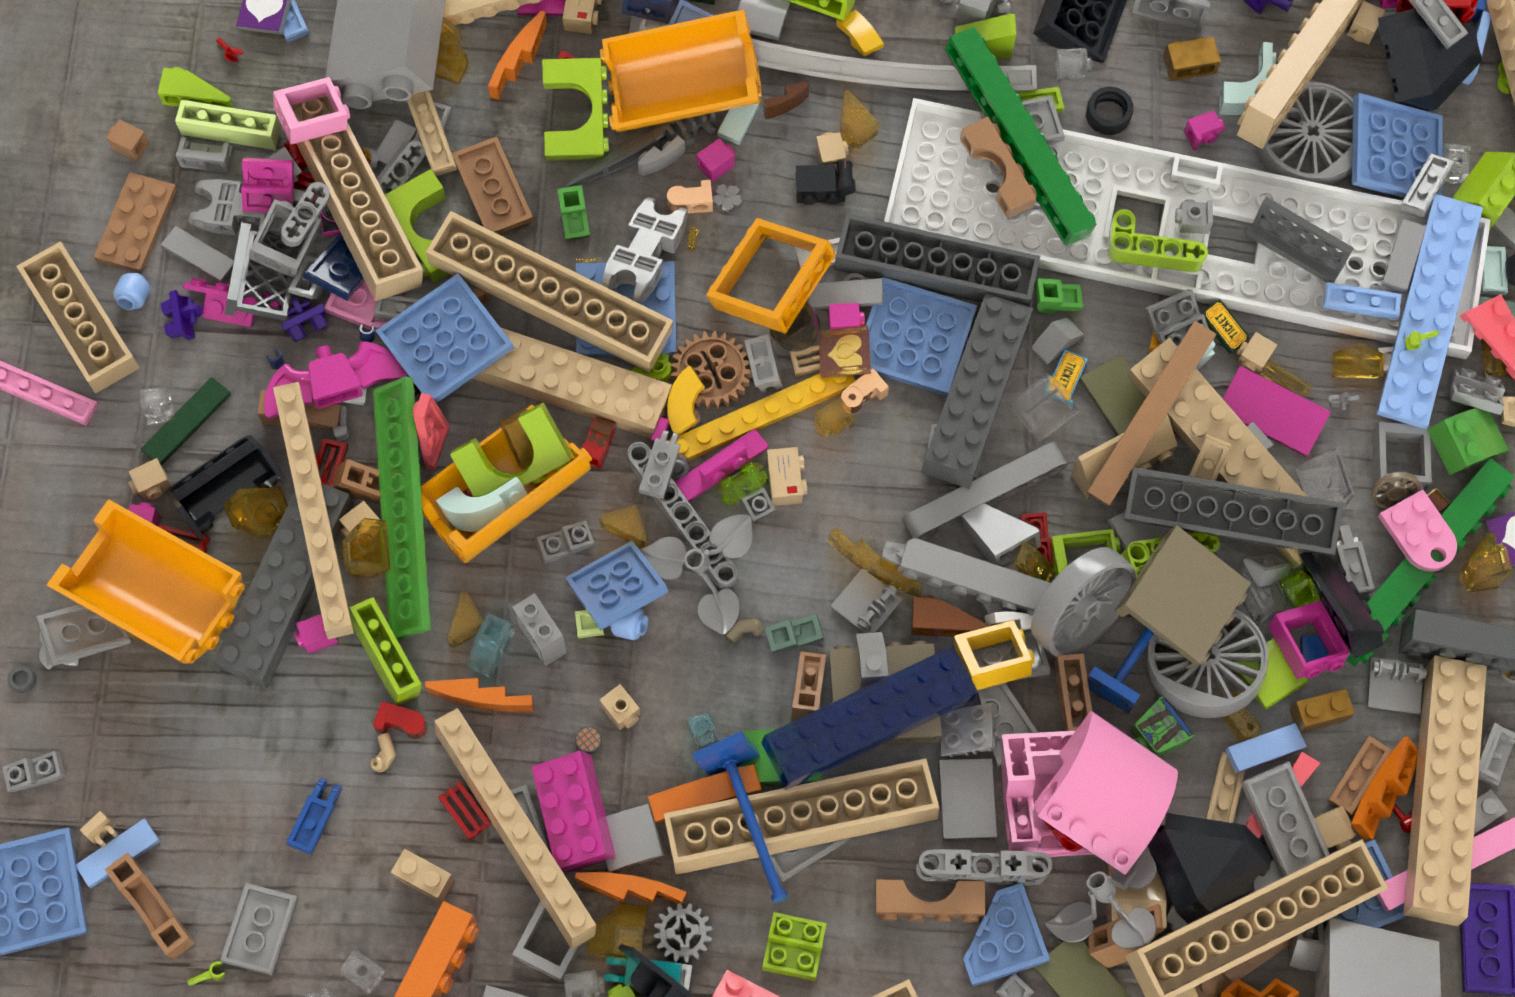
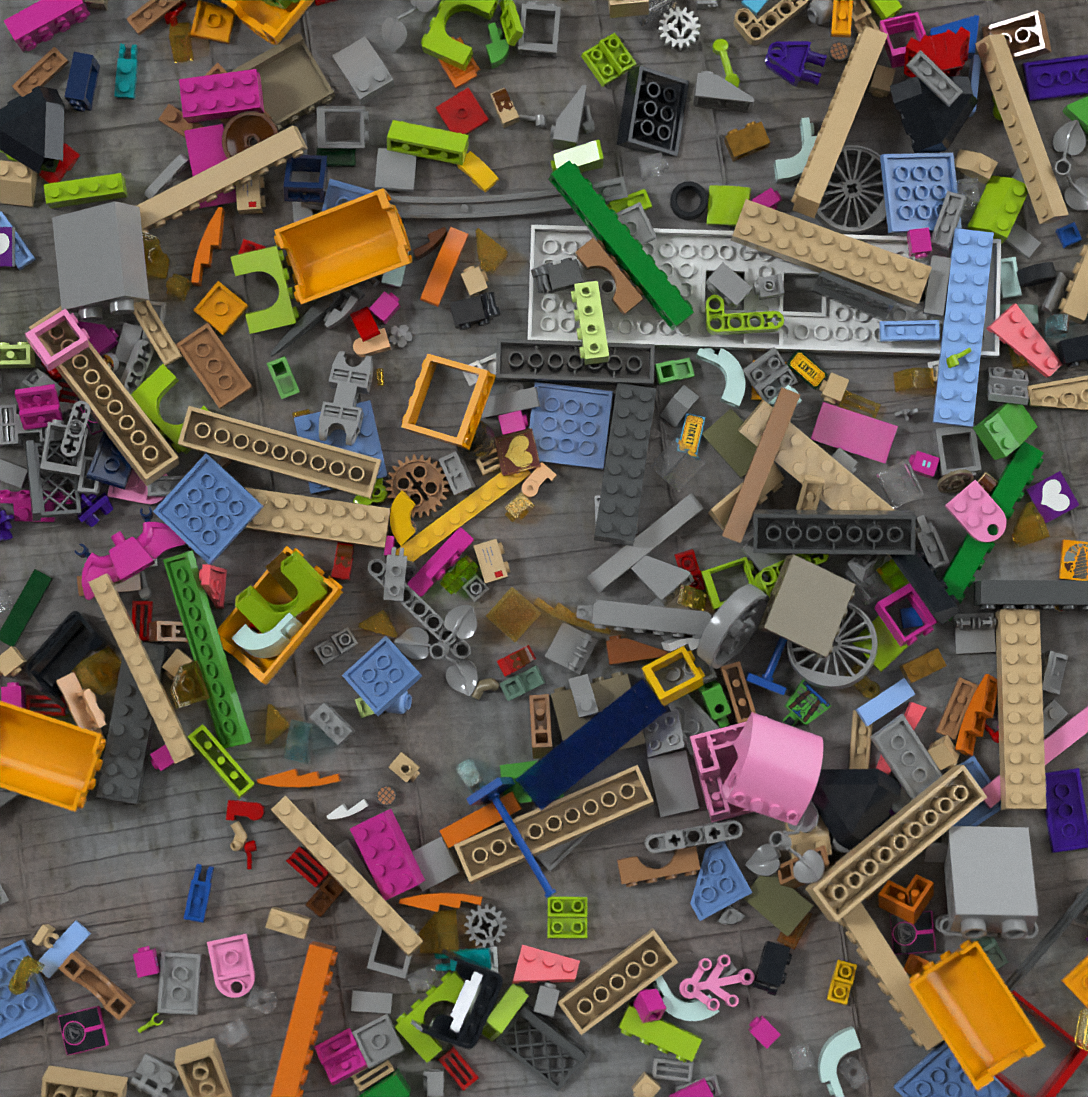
camera: 10 degrees left, 15 degrees up
(56, 871) = (21, 979): none -> clear yellow leg
(115, 965) = (83, 1030): none -> black slope
(222, 890) = (146, 961): none -> dark pink brick
(226, 540) = (81, 704): none -> light nougat bracket
(335, 915) = (232, 962): none -> bright pink plate
(365, 128) = (100, 336): none -> magenta slope
(394, 770) = (250, 847): none -> red hand
(467, 89) = (178, 286): none -> clear yellow brick
(478, 854) = (324, 896): none -> reddish brown slope
(516, 126) = (220, 308): none -> light orange tile
(526, 749) = (342, 811): none -> white slope
(687, 171) = (365, 323): none -> red slope
(792, 603) = (516, 660): none -> leg
(797, 128) = (444, 266): none -> orange slope
(800, 544) = (513, 614): none -> clear yellow brick
(935, 157) = (557, 277): none -> dark grey hinge
(966, 214) = (591, 323): none -> yellowish green brick
(1042, 692) = (713, 695): none -> bright green torso
(1129, 309) = (732, 372): none -> light aqua arch
(1146, 204) = (728, 286): none -> light grey brick
(1158, 125) = (726, 204): none -> lime slope
(1250, 175) = (831, 252): none -> tan brick
(1359, 464) = (923, 464): none -> dark pink brick
(1388, 200) = (919, 243): none -> dark pink brick
(1469, 132) = (975, 165): none -> tan slope

